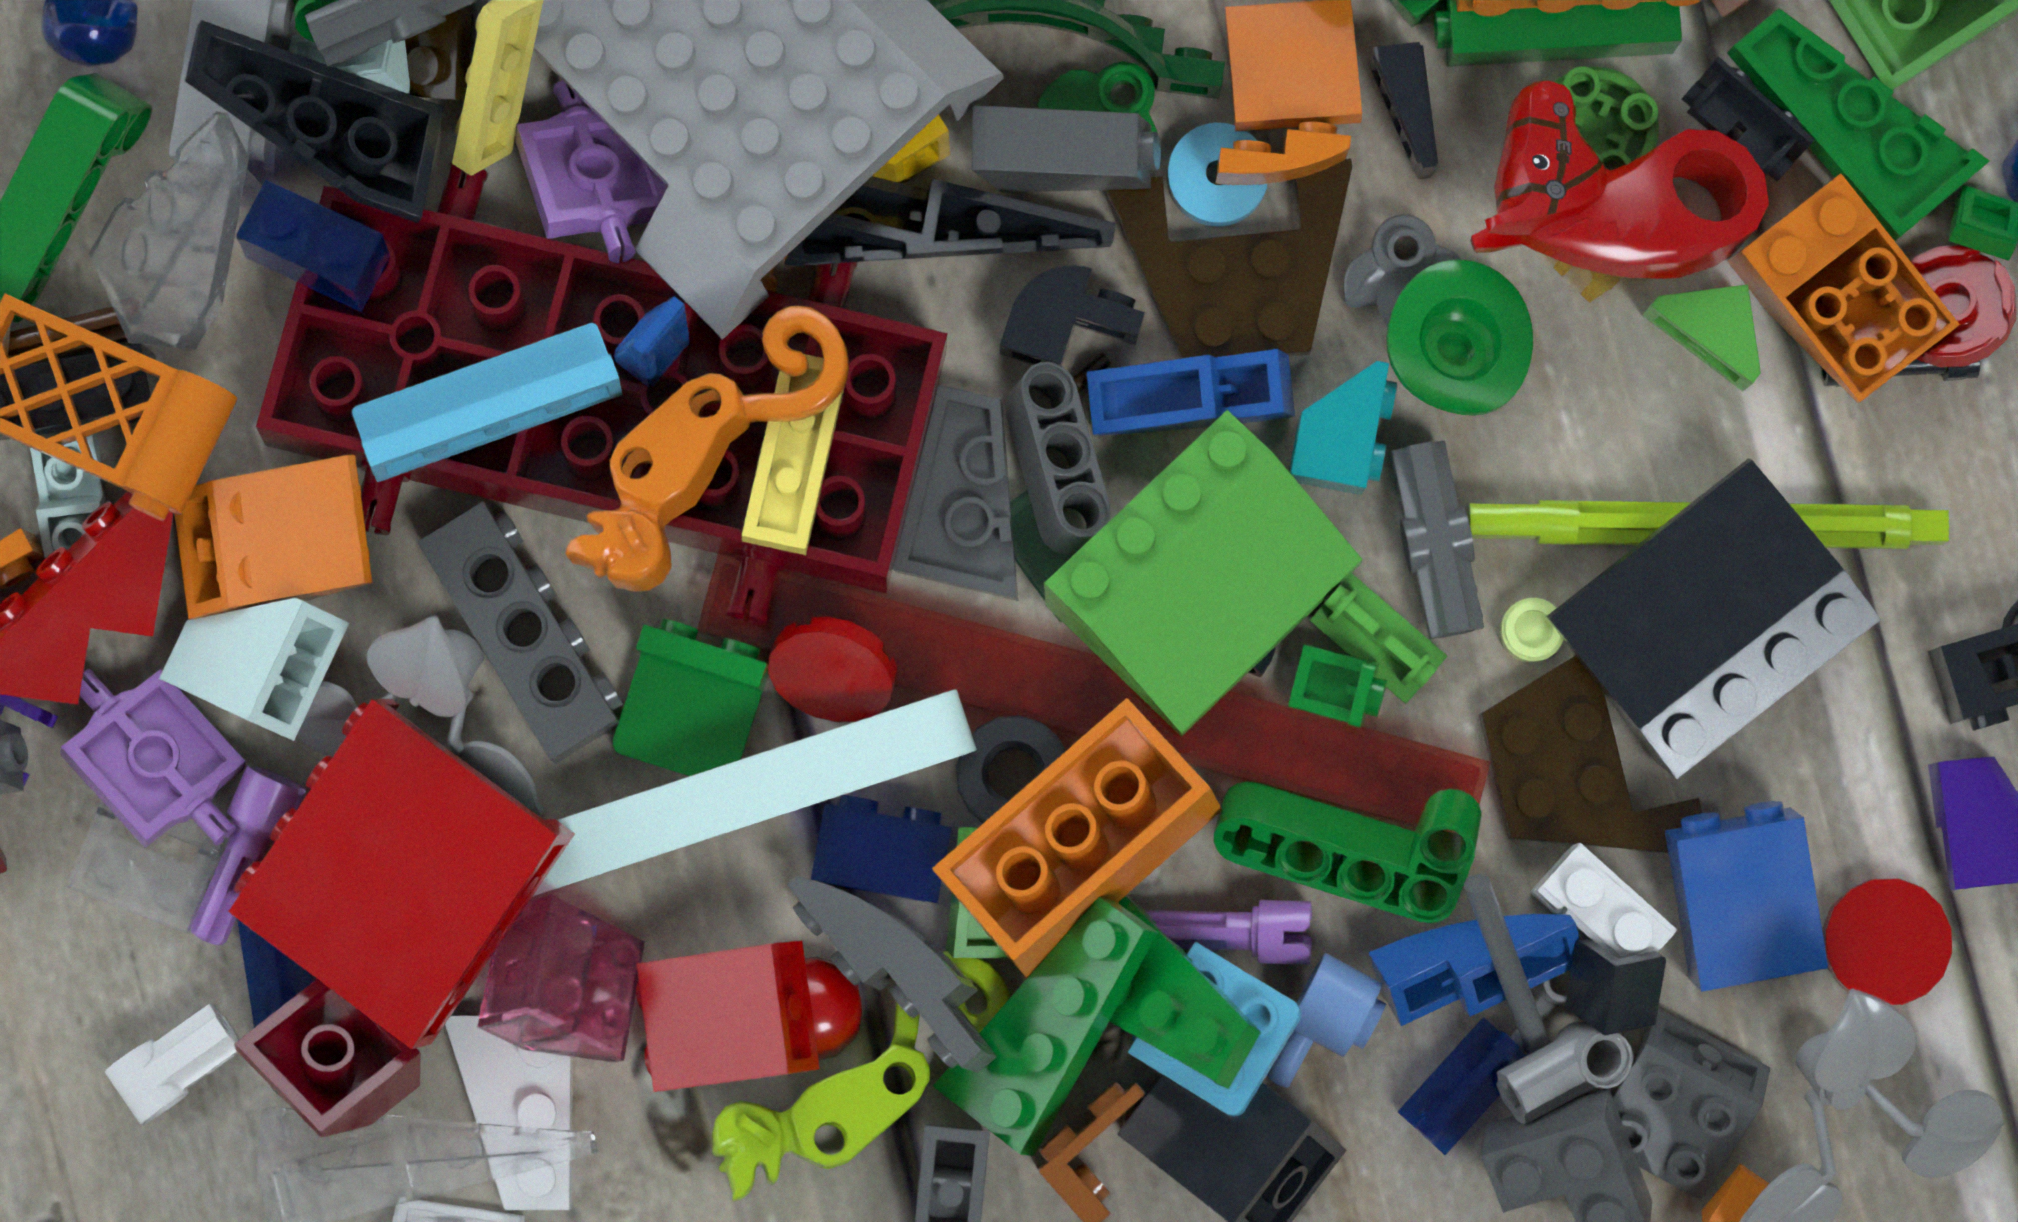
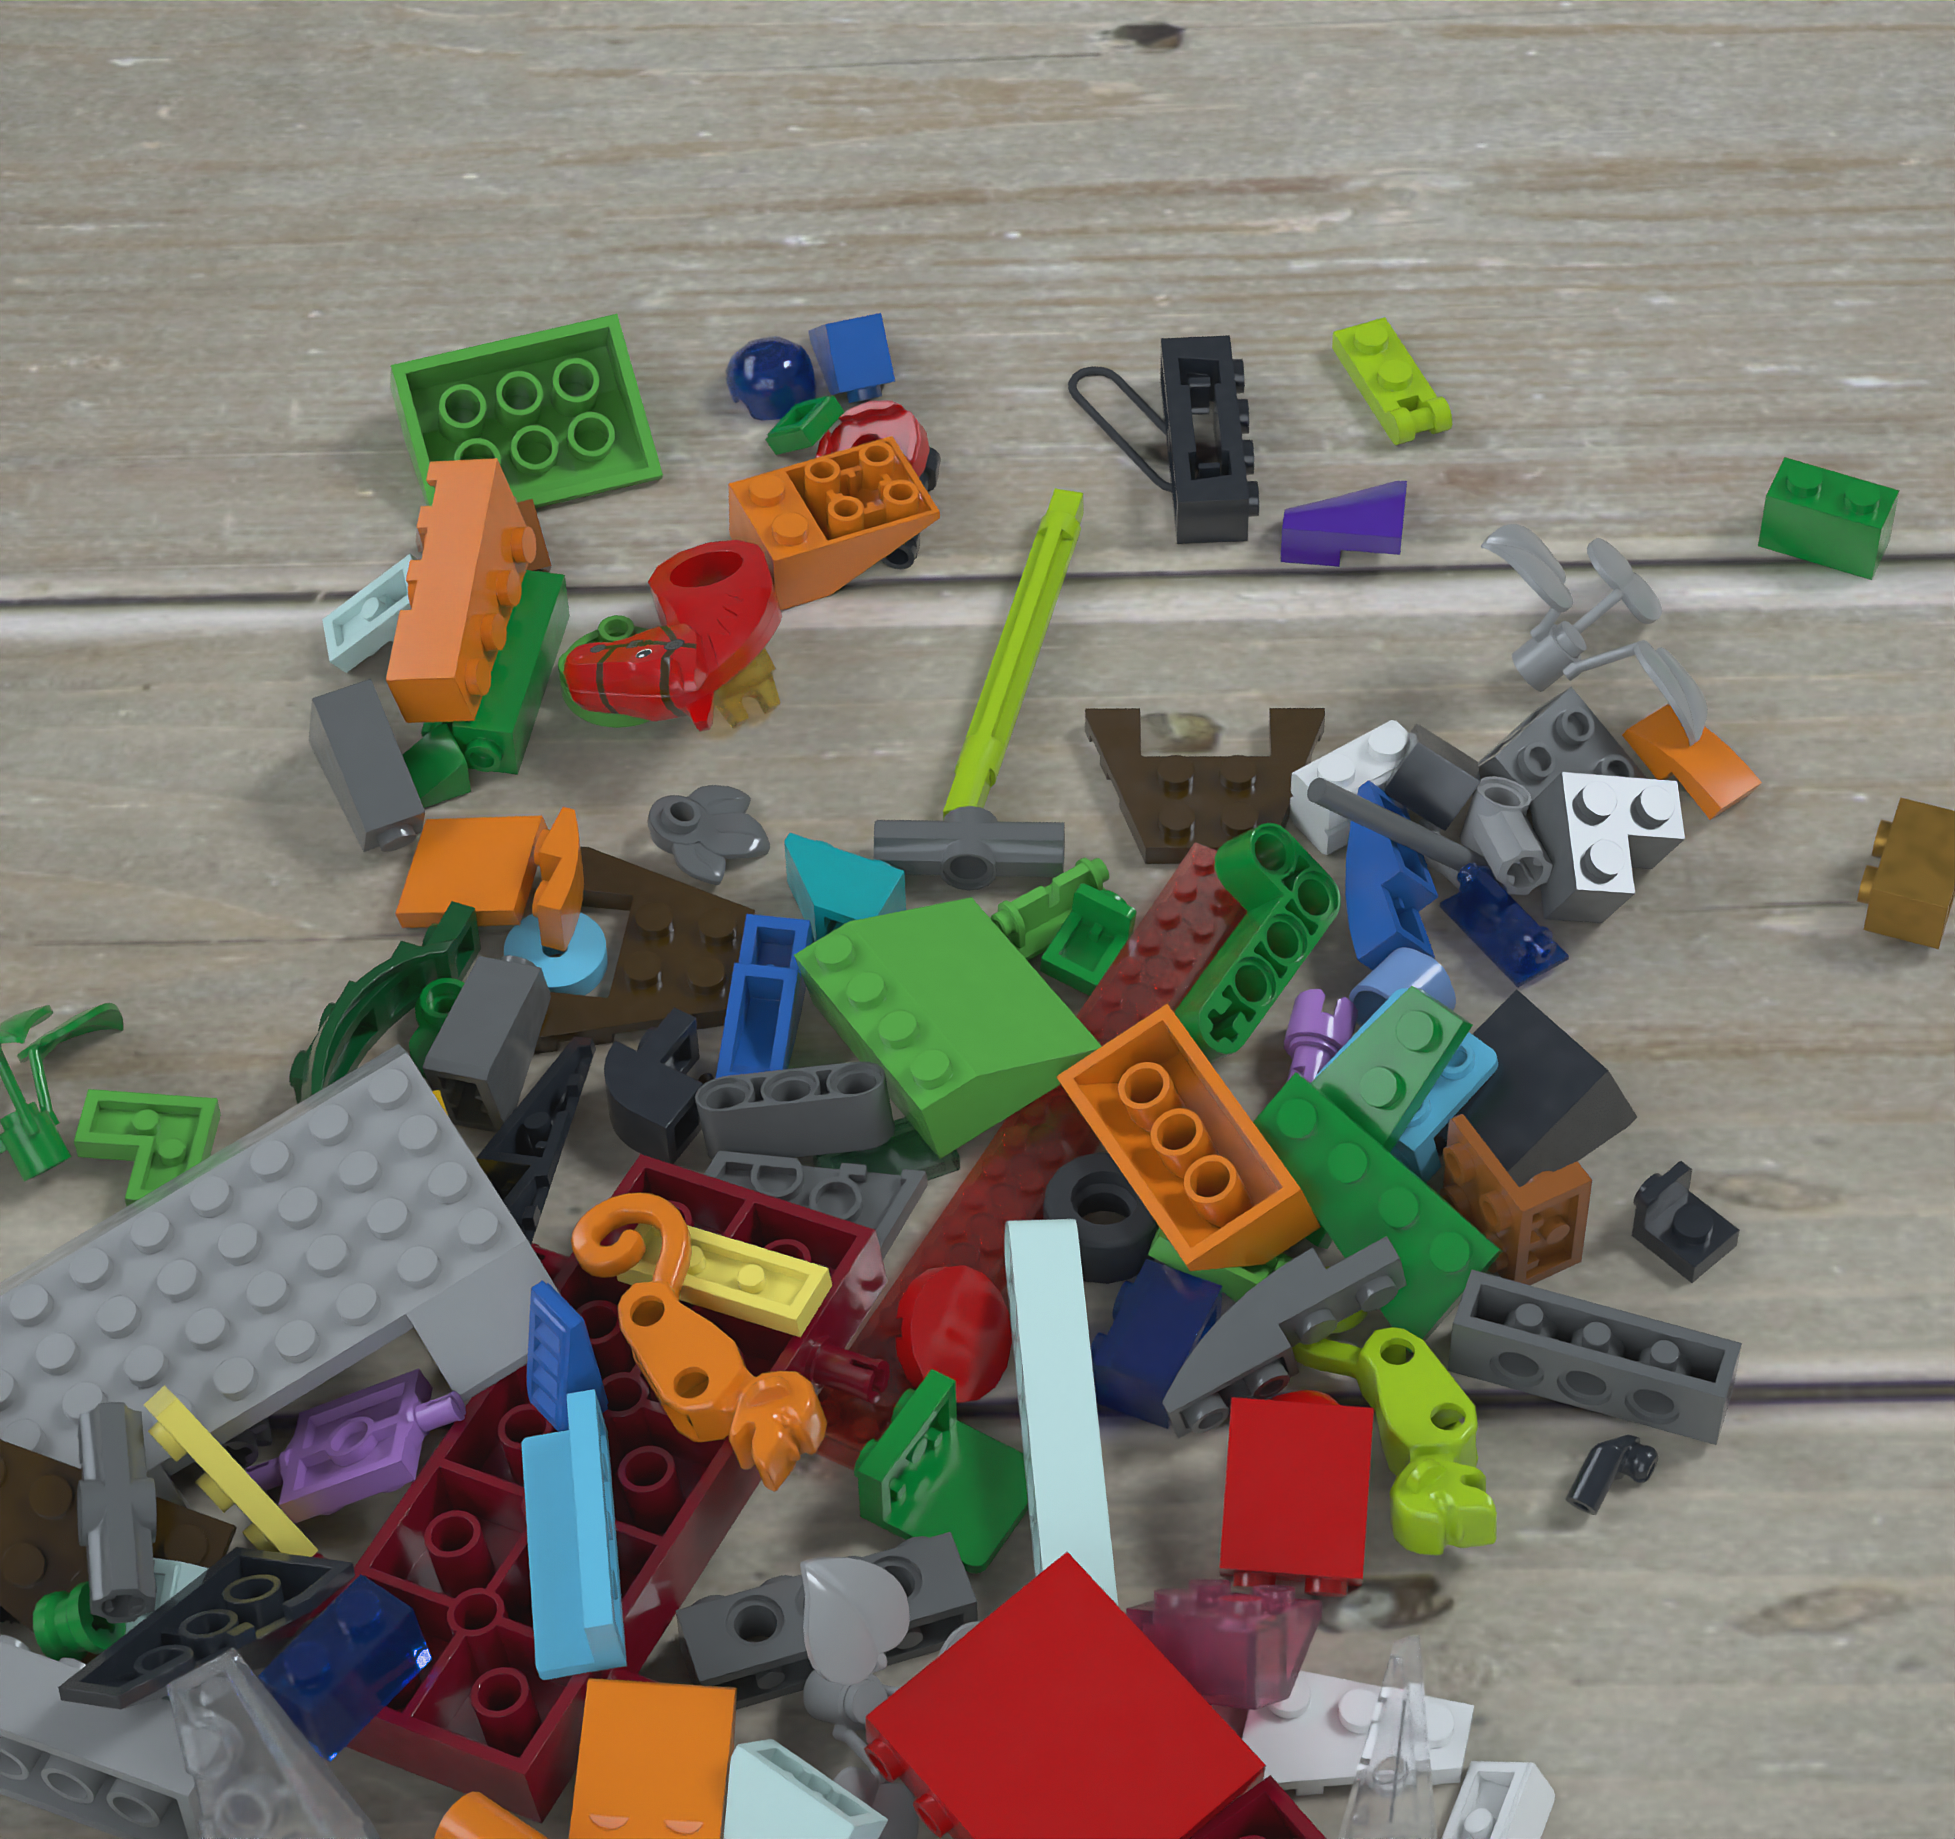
camera: 75 degrees left, 35 degrees down
(1405, 91) = (538, 788): black slope -> none
(1460, 338) = (782, 788): green hat -> none
(1528, 632) = (1077, 802): yellowish green tile -> none
(1713, 618) = (1111, 649): black slope -> none
(1714, 328) = (841, 616): bright green slope -> none
(1729, 99) = (629, 562): black hinge -> none
(1746, 896) = (1366, 671): blue brick -> none
(1880, 146) = (671, 497): green wing -> none
(1888, 940) = (1436, 610): red tile -> none

